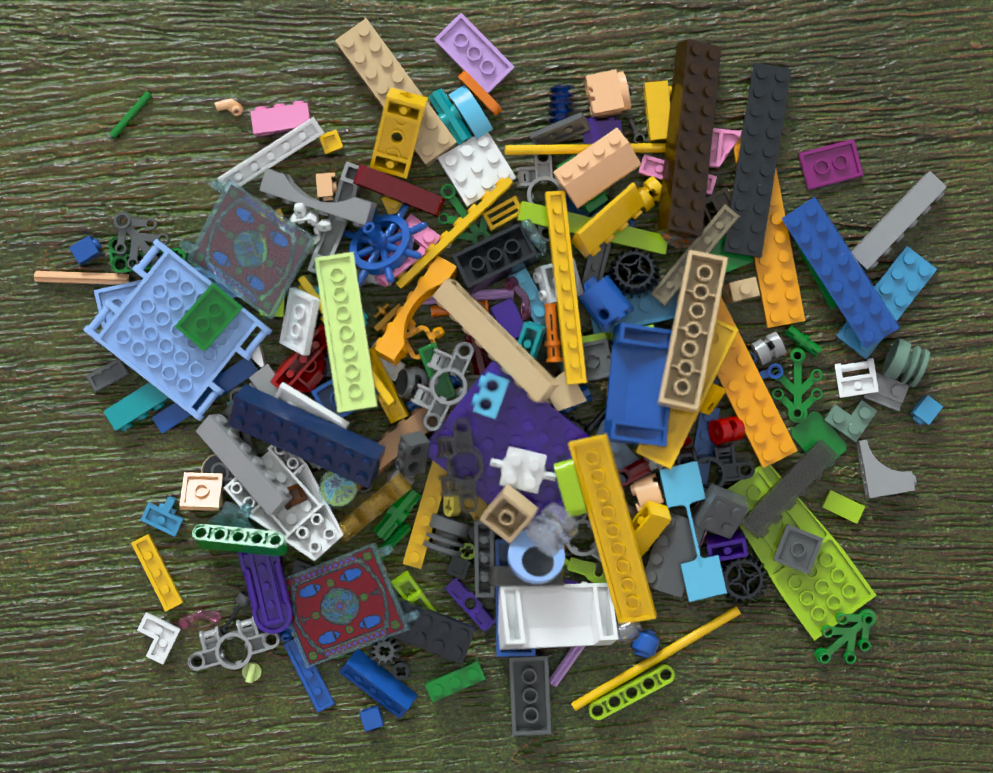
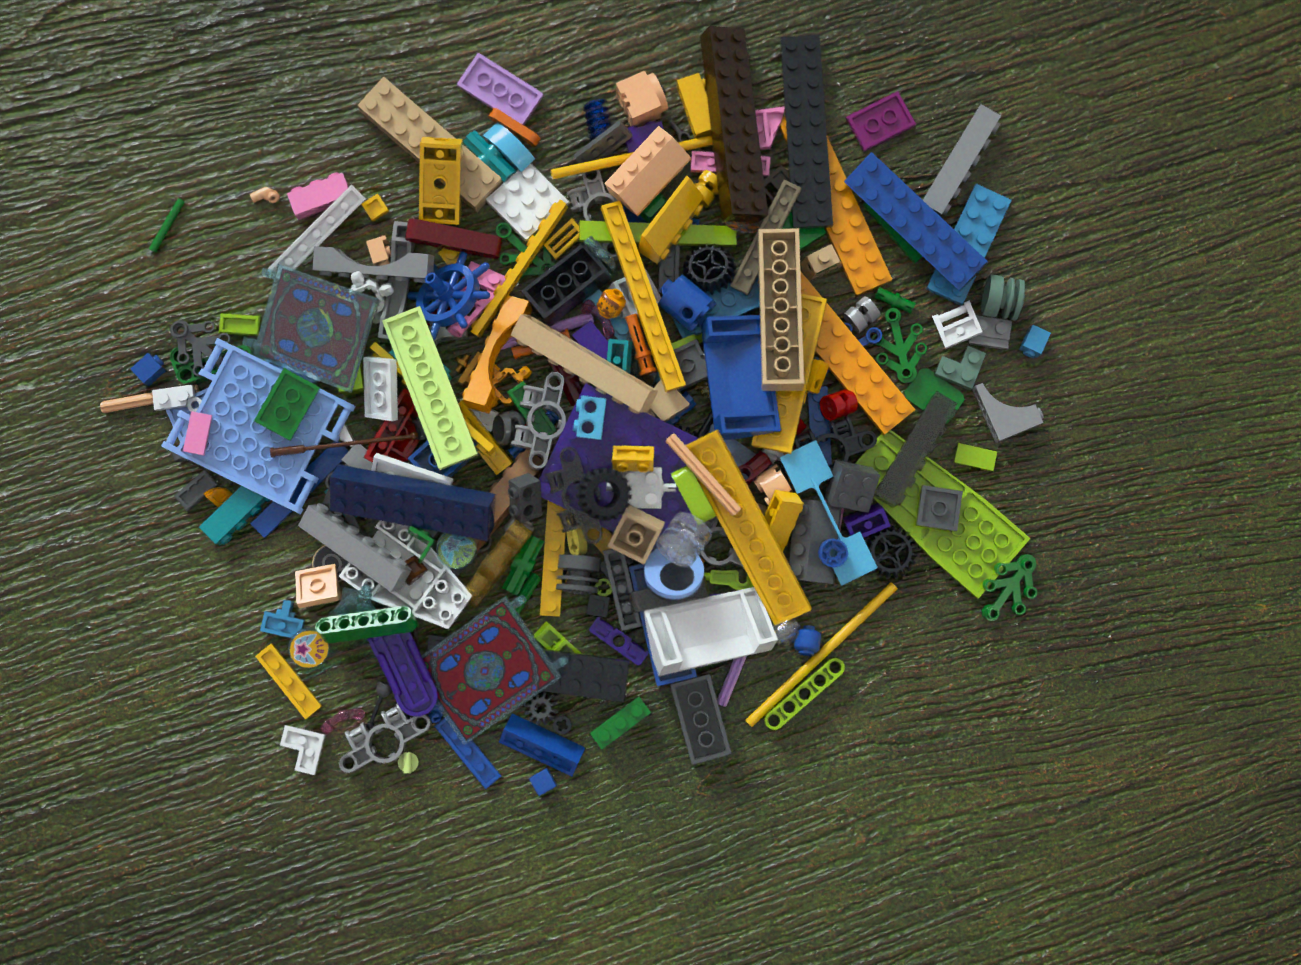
camera: 15 degrees left, 5 degrees down
(106, 284) = (175, 398): none -> white hinge
(119, 326) = (197, 433): none -> bright pink tile
(127, 384) = (218, 495): none -> light orange tile
(180, 226) = (239, 324): none -> lime tile
(181, 547) = (308, 648): none -> tile
(213, 361) = (301, 448): none -> reddish brown piece
(310, 469) = (423, 536): none -> green bracket
(497, 482) = (620, 496): none -> black tyre
(521, 442) = (633, 458): none -> yellow bracket
(534, 286) = (611, 303): none -> light orange head
(583, 472) = (703, 474): none -> light nougat axle
(692, 577) = (839, 558): none -> blue wheel

